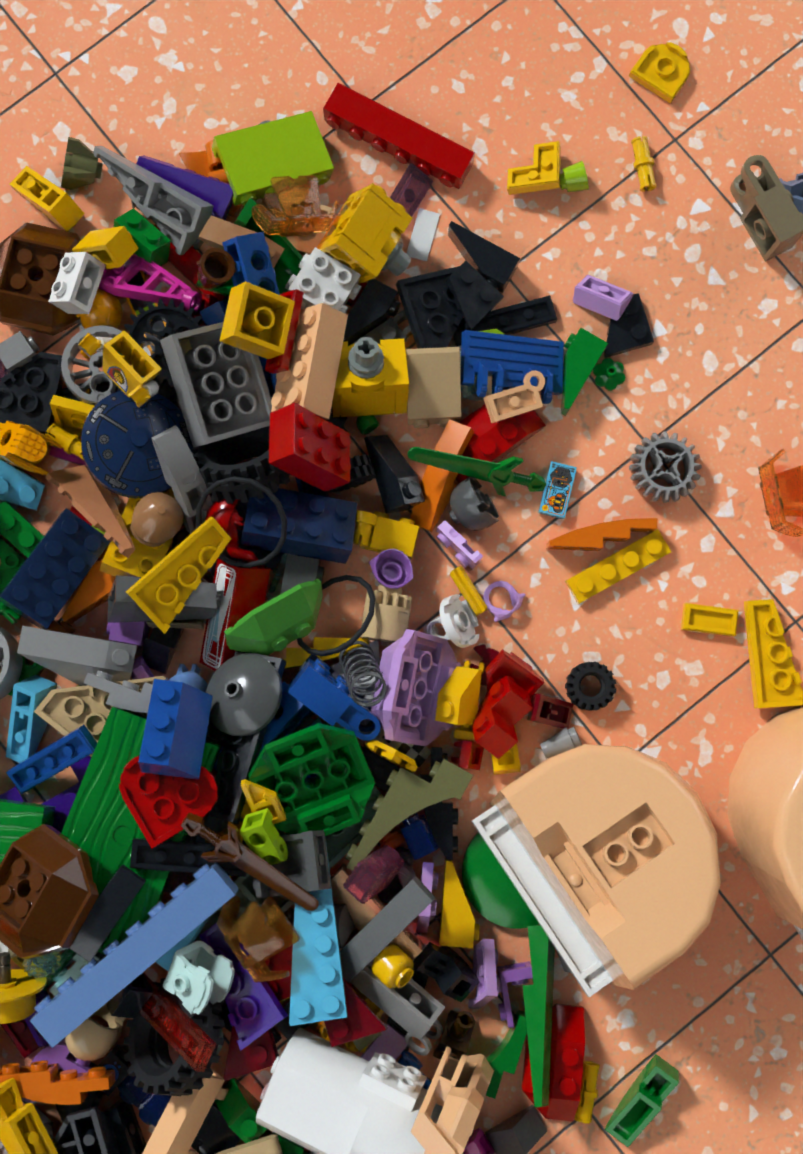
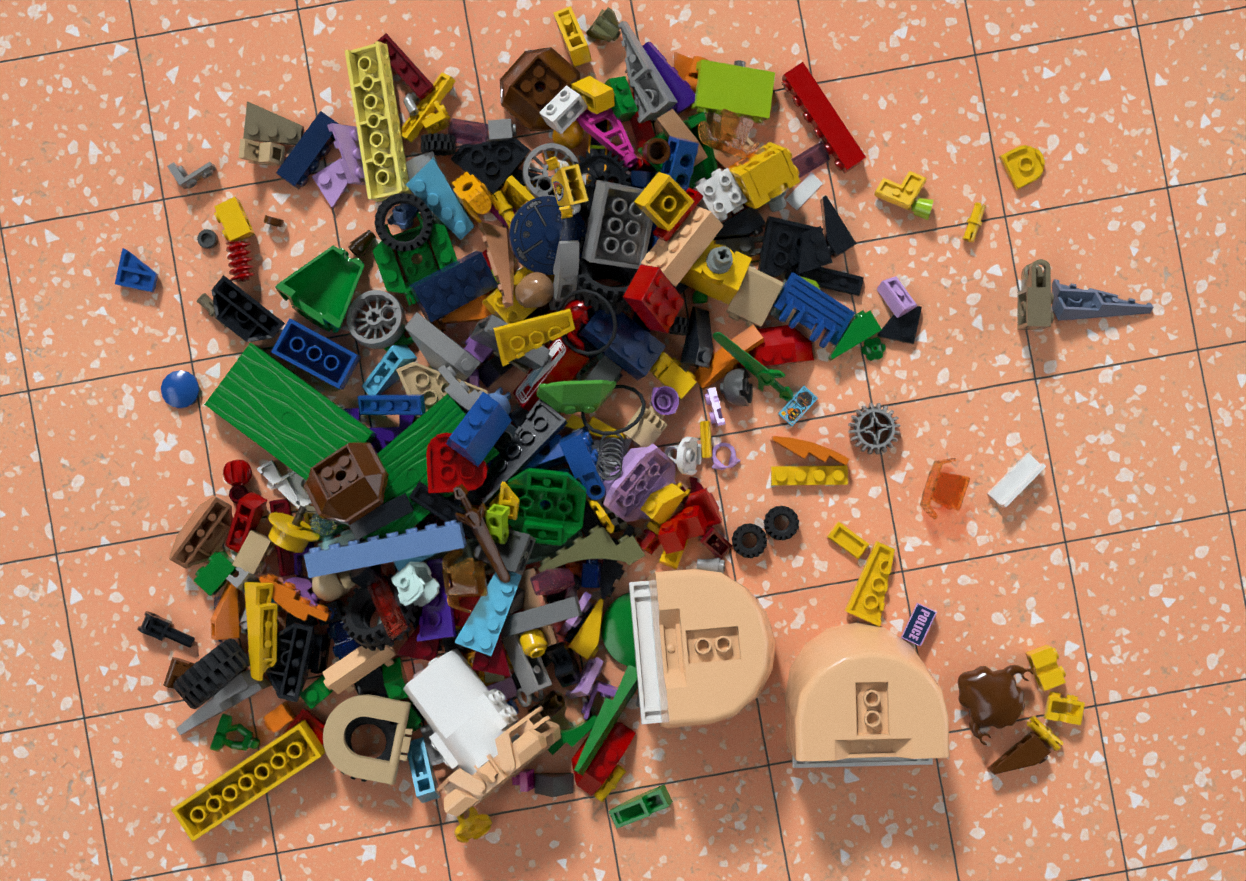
camera: 30 degrees right, 5 degrees up
(255, 698) = (535, 437): dark grey dish -> none
(437, 907) = (568, 640): none -> blue piece
(515, 400) = (801, 336): light nougat hinge -> none
(633, 642) = (789, 531): none -> black tyre

